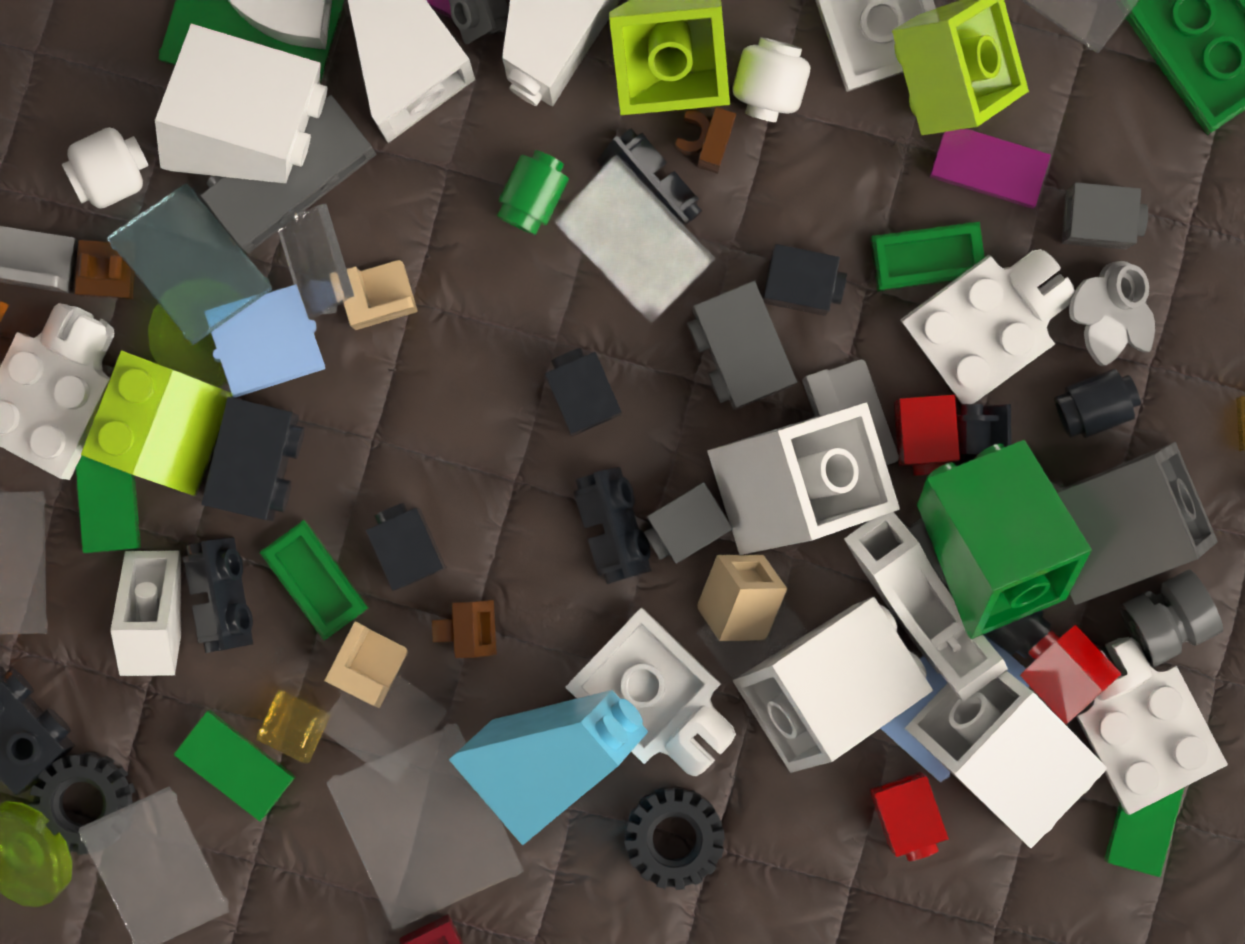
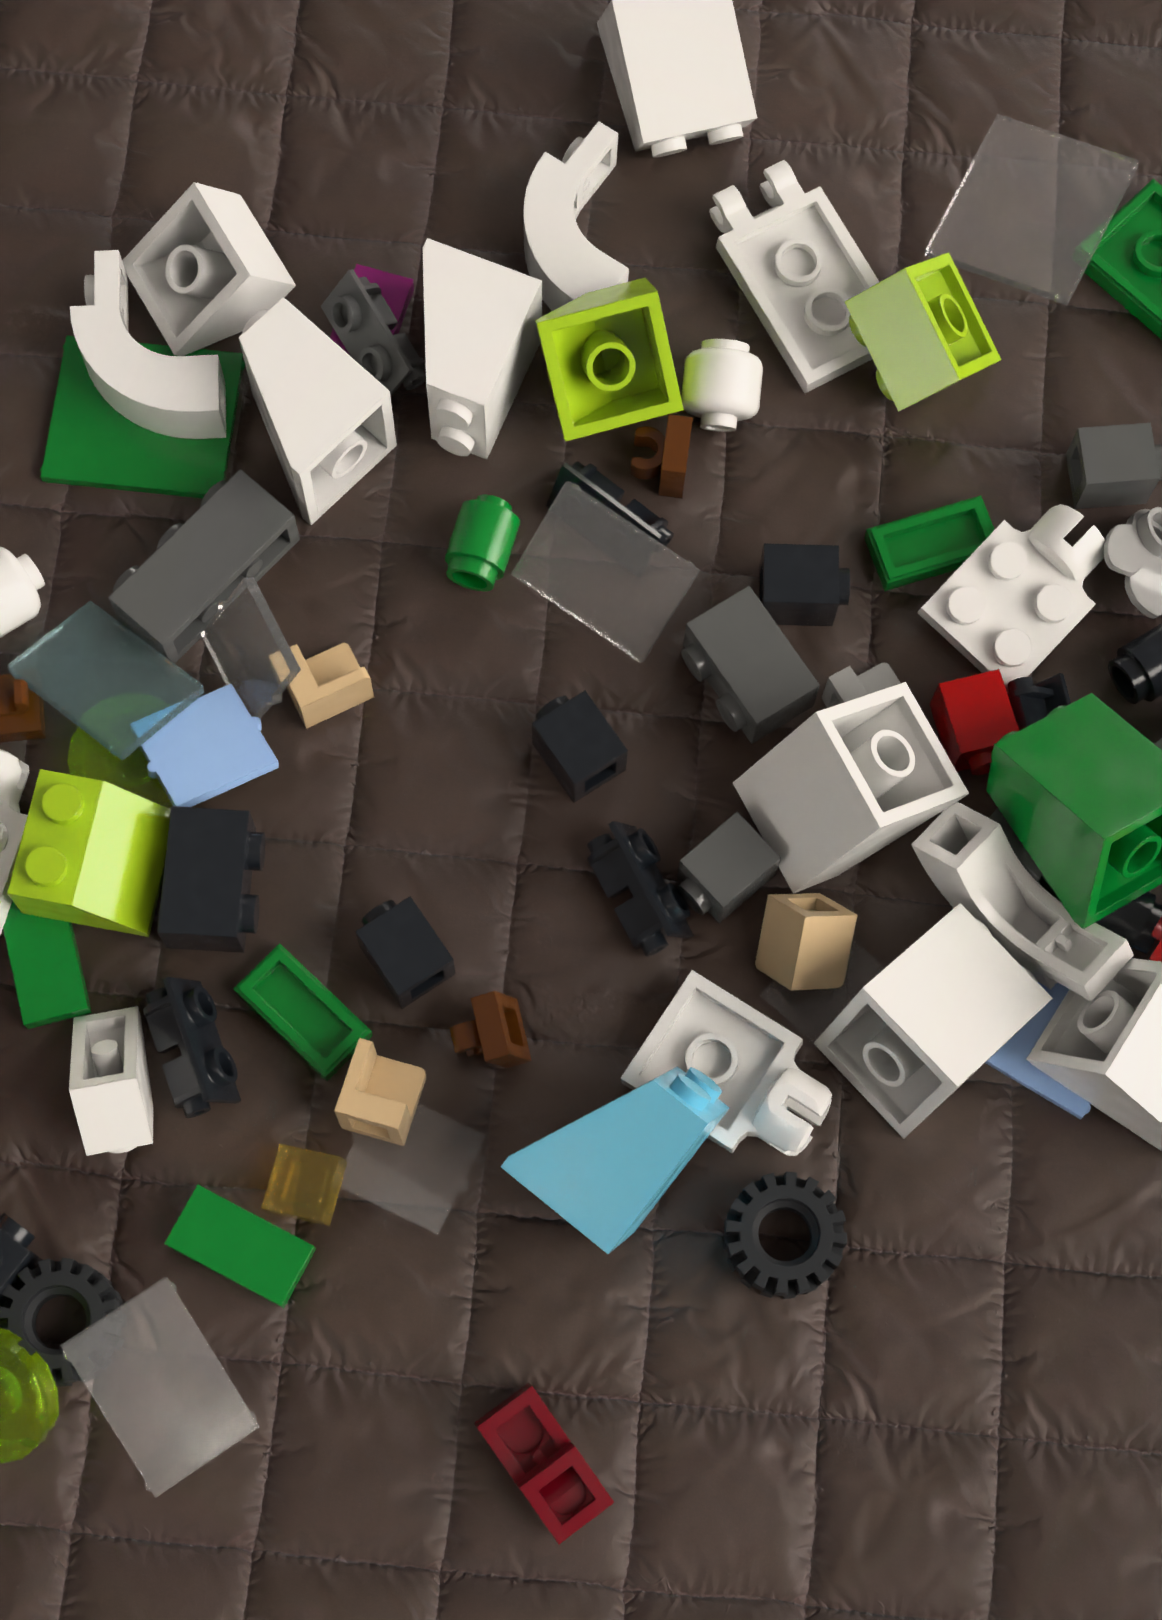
camera: 10 degrees left, 15 degrees down
(237, 109) = (136, 493): white slope -> none
(423, 828) = (482, 1279): clear piece -> none
(909, 816) = (1056, 1158): red brick -> none
(990, 166) = (978, 439): magenta tile -> none

